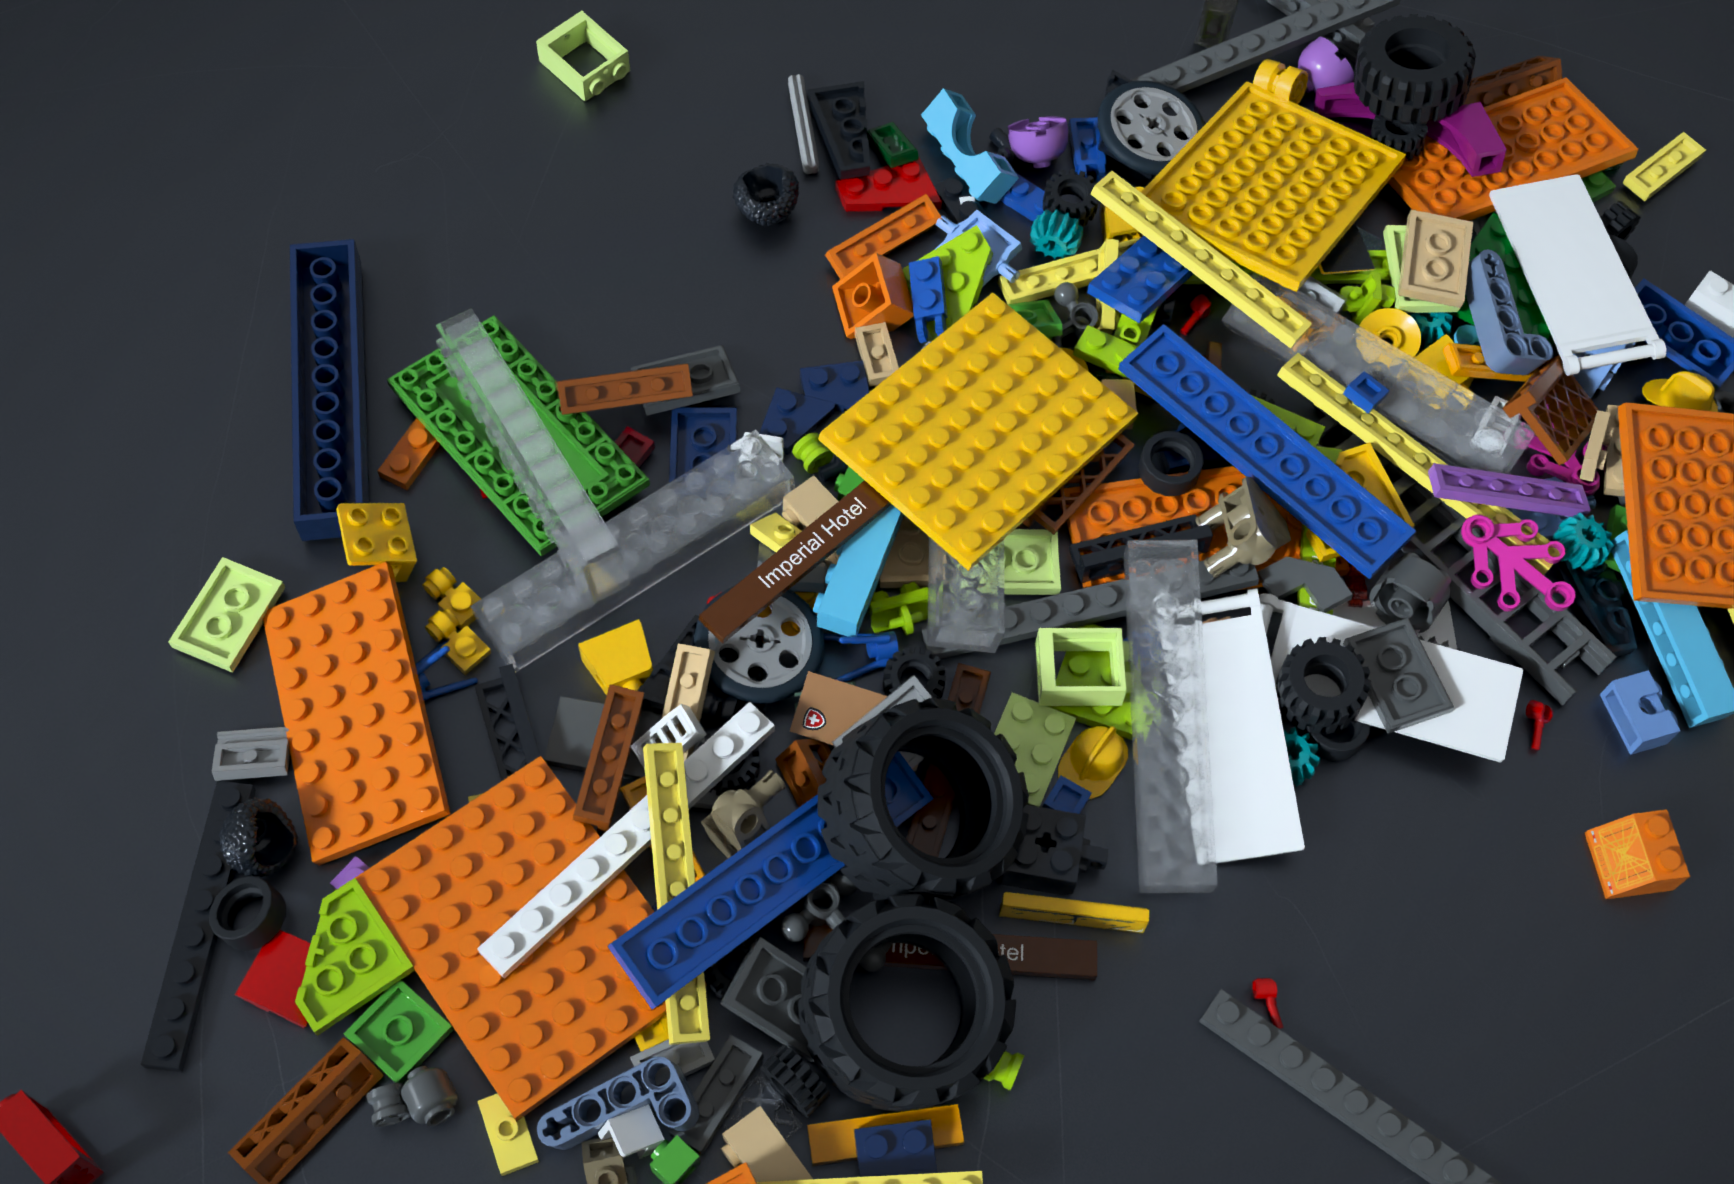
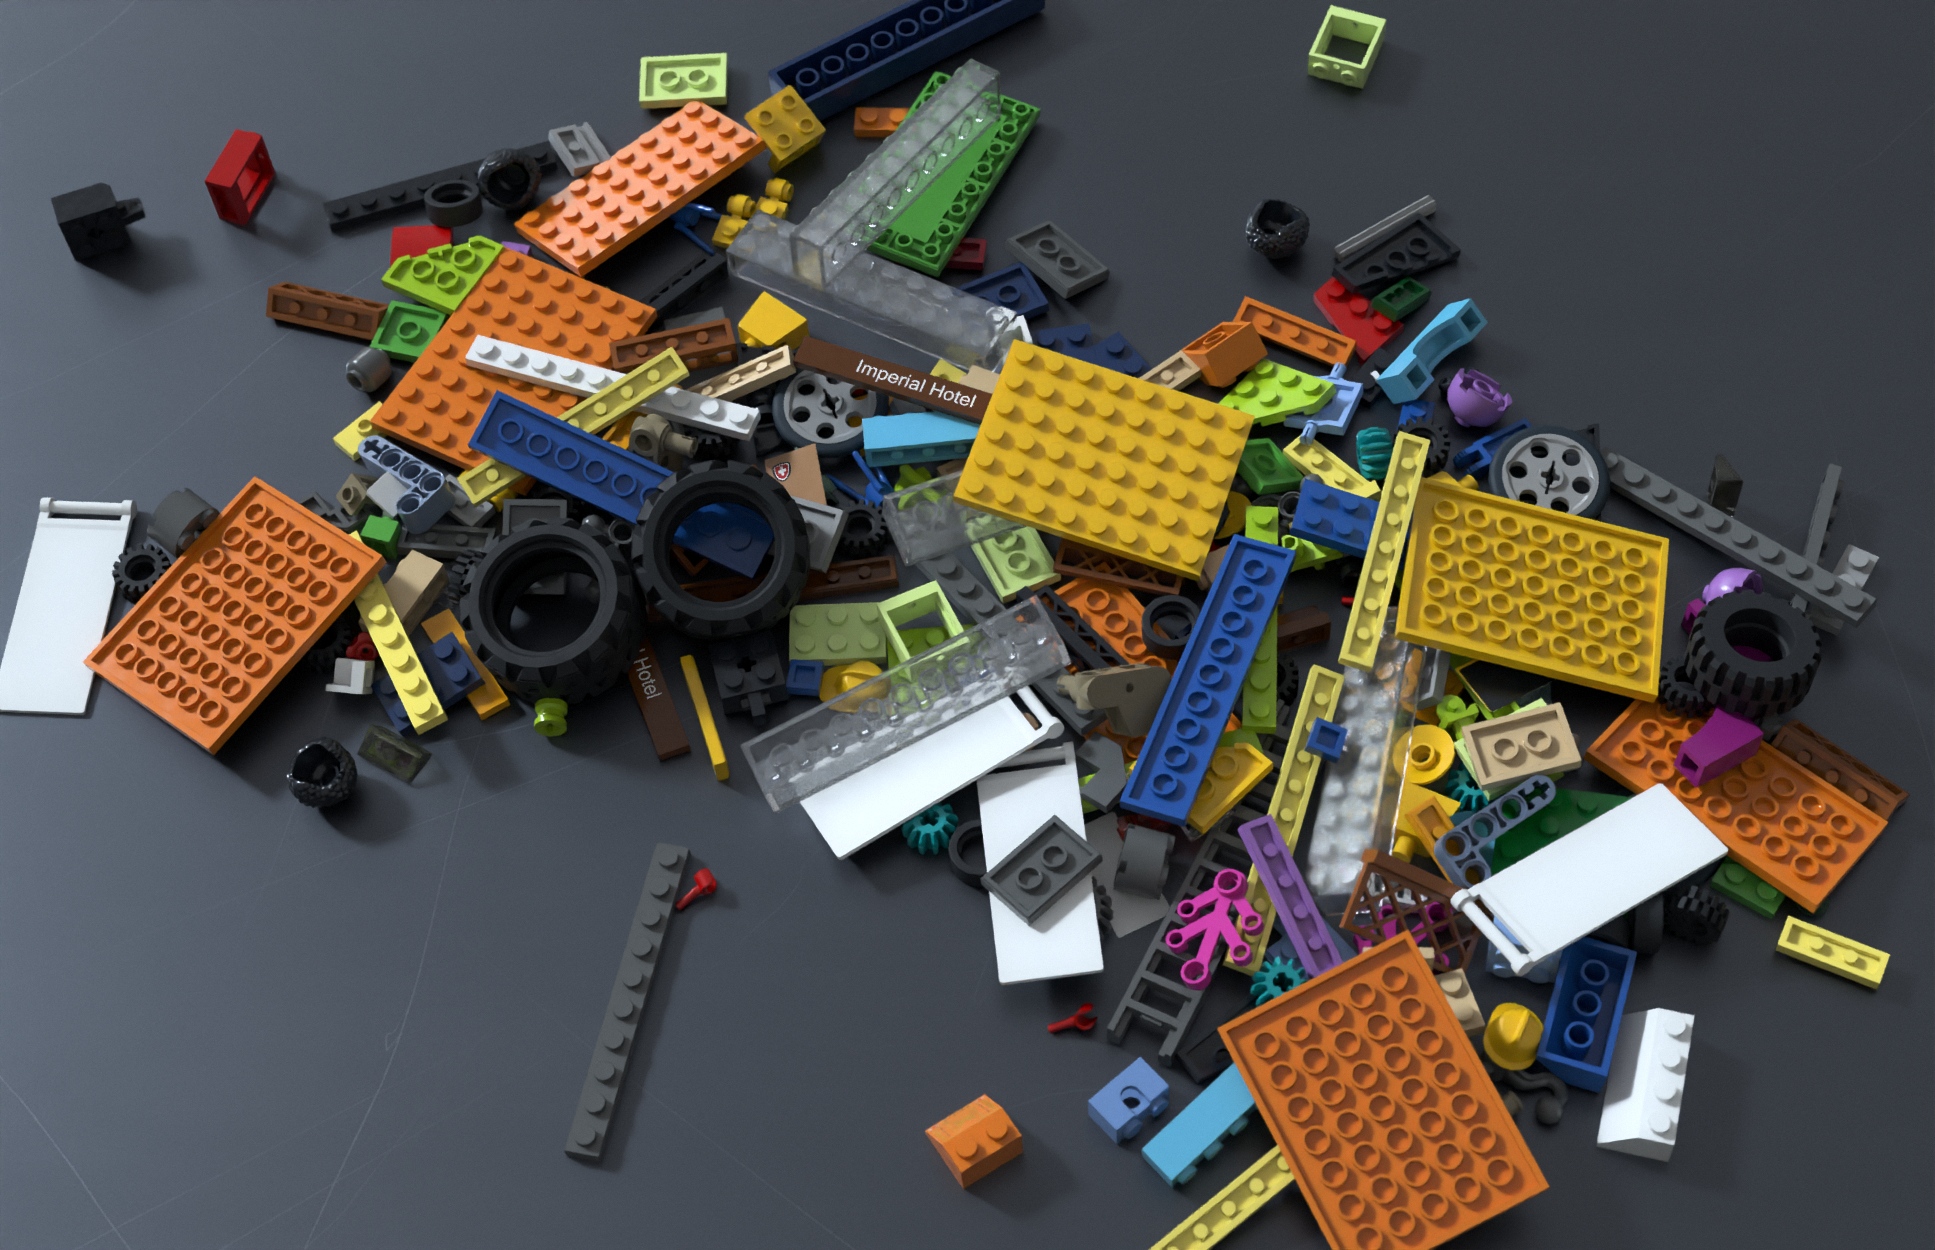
camera: 75 degrees right, 5 degrees down
(387, 1105) = (350, 348): dark grey wheel -> none
(624, 388) = (1009, 213): dark orange fence -> none
(680, 714) = (712, 380): white slope -> none
(928, 296) = (1242, 383): blue hinge -> none
(1283, 82) = (1687, 568): yellow wheel -> none
(1327, 660) = (994, 829): black tyre -> none

